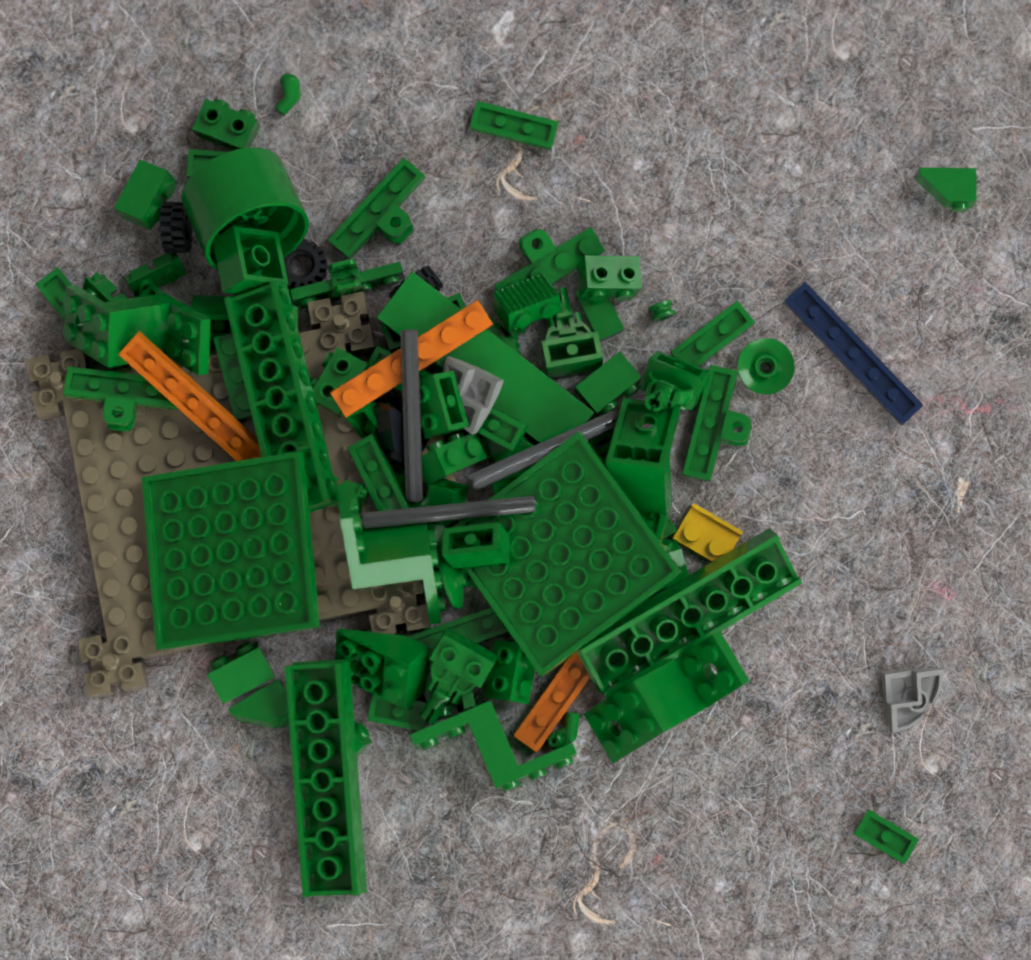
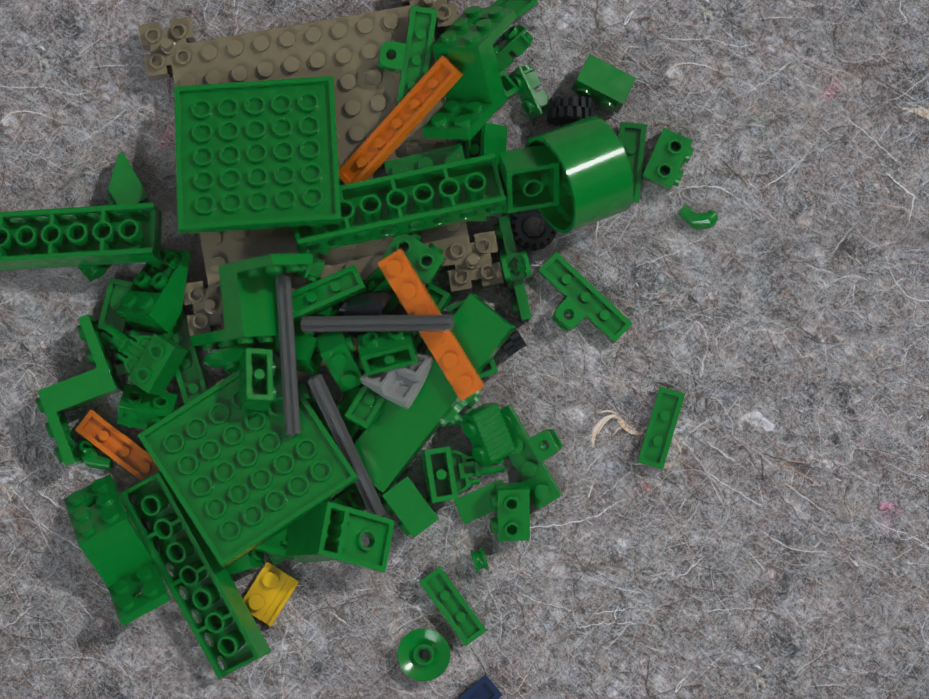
camera: 90 degrees right, 5 degrees up
(239, 671) = (155, 162): green brick -> none
(672, 381) = (408, 565): green brick -> none
(715, 424) = (371, 604): green plate -> none

